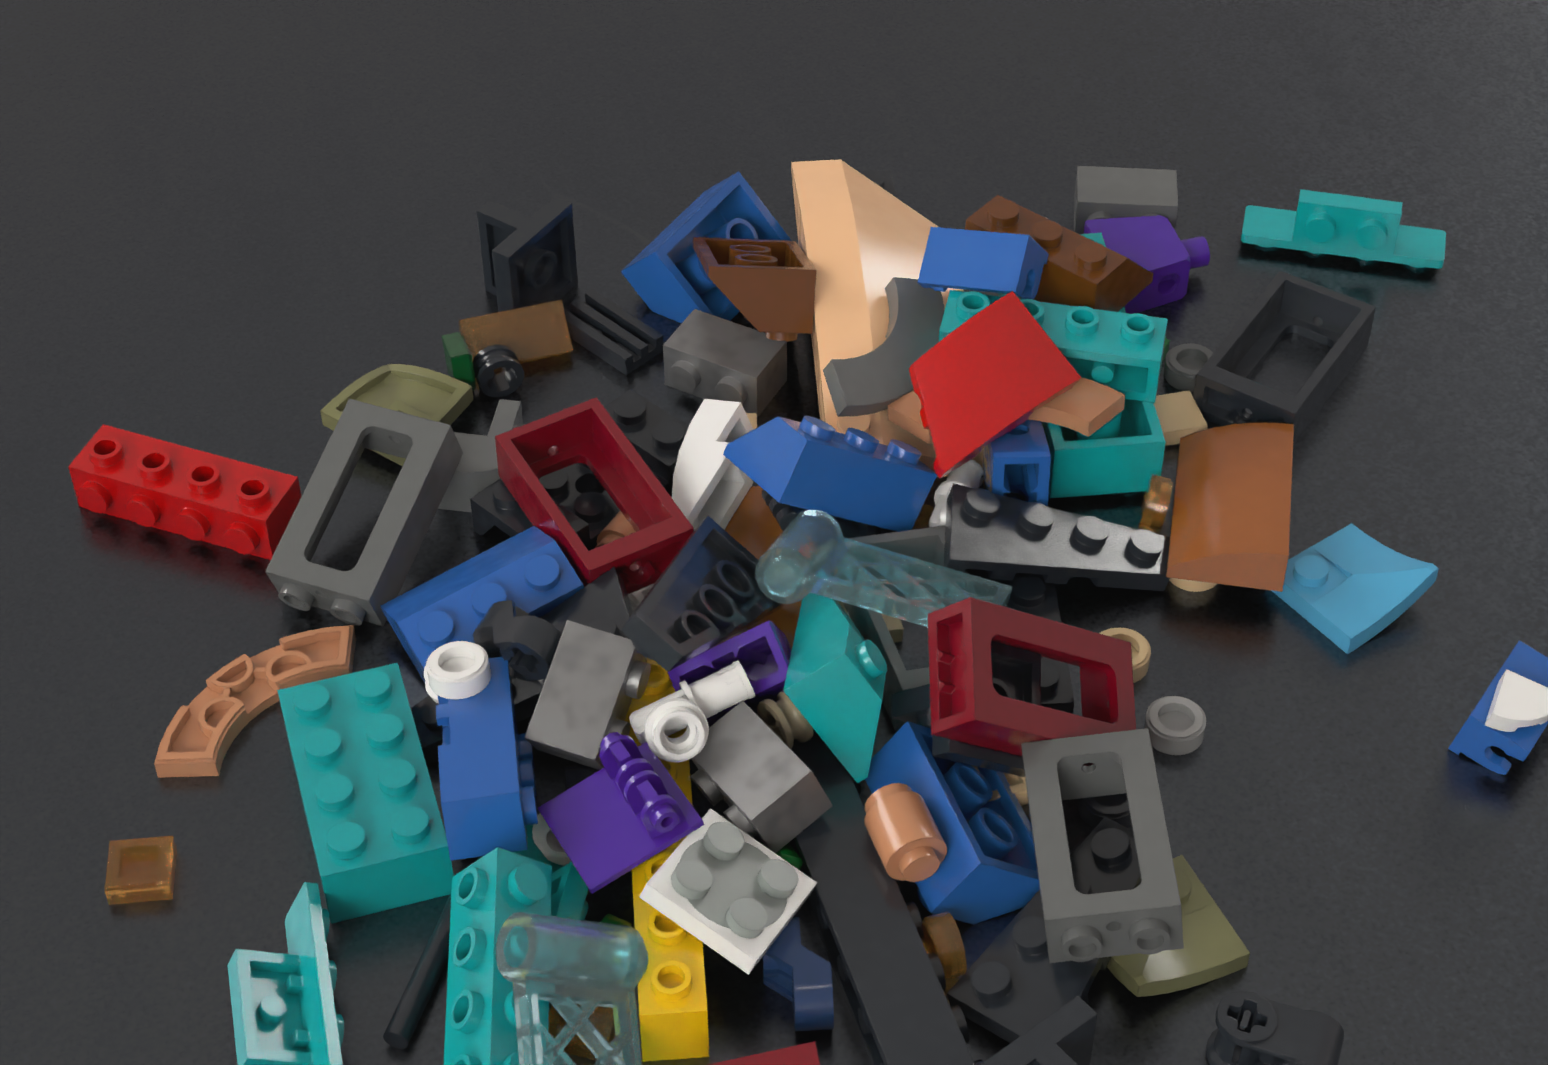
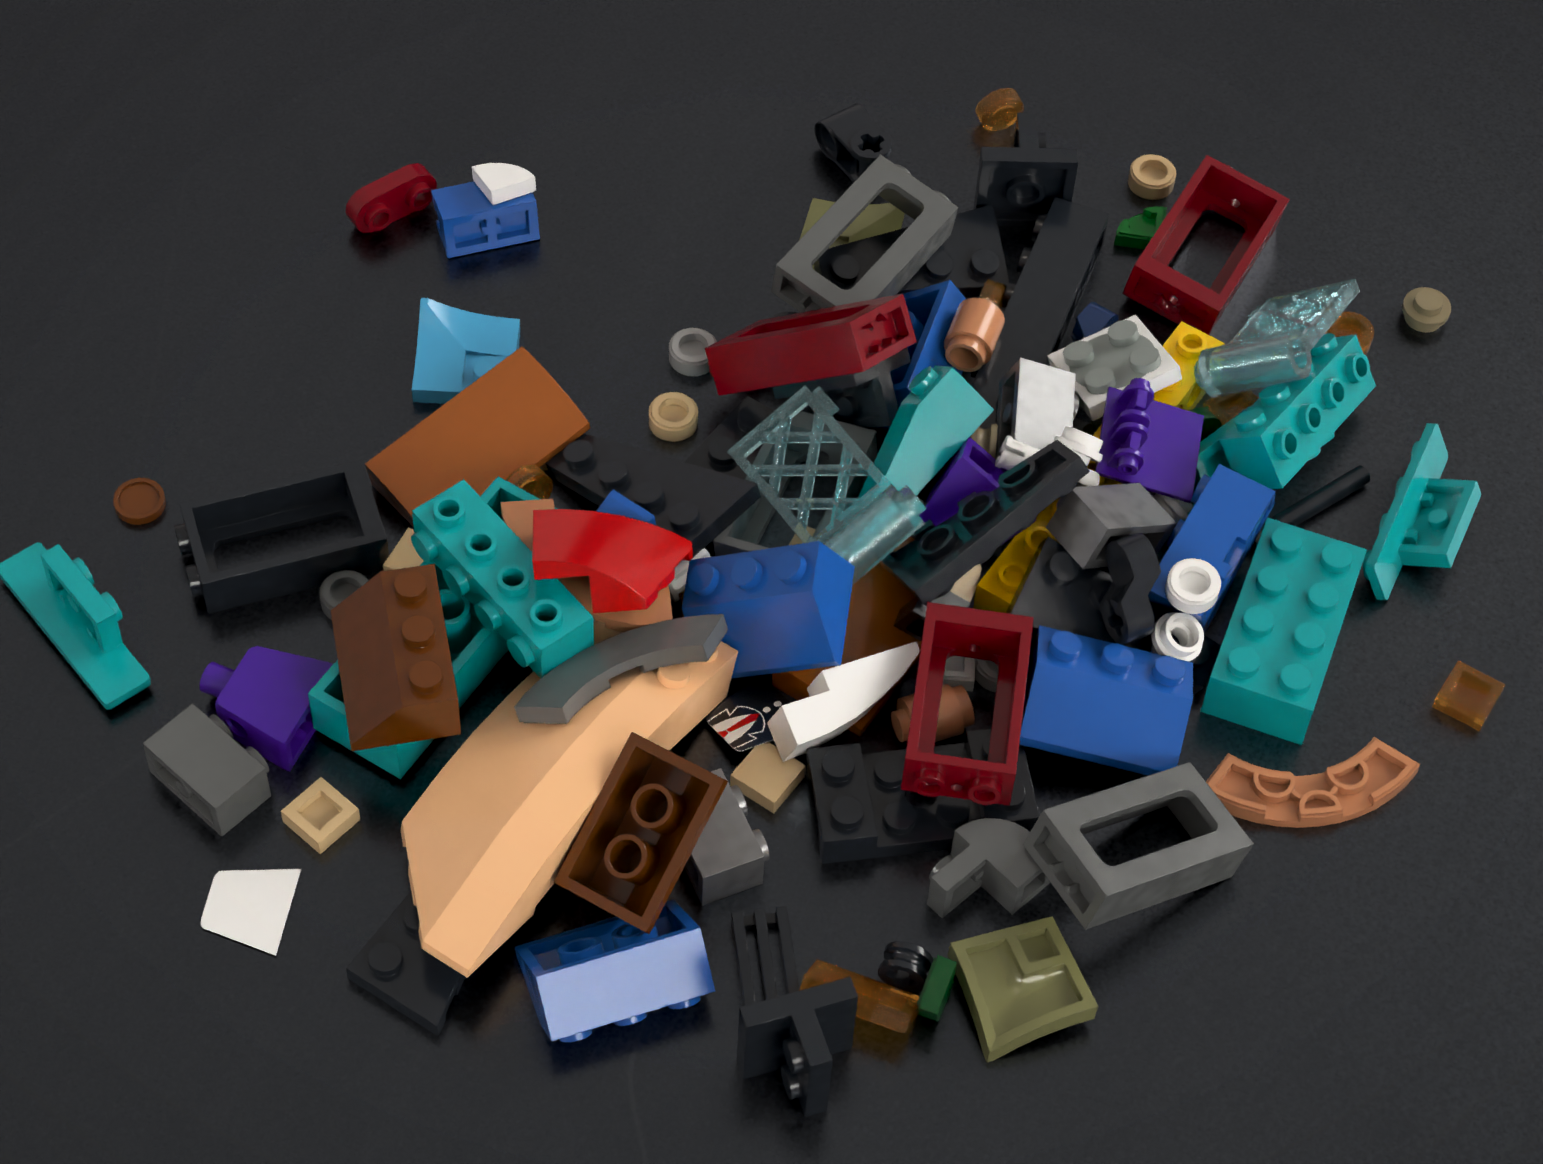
camera: 145 degrees left, 10 degrees up
(185, 491) = (1262, 1007): red brick -> none
(982, 262) = (496, 643): blue hinge -> none
(1008, 178) = (251, 906): none -> white sticker
(1429, 340) = (139, 501): none -> reddish brown piece

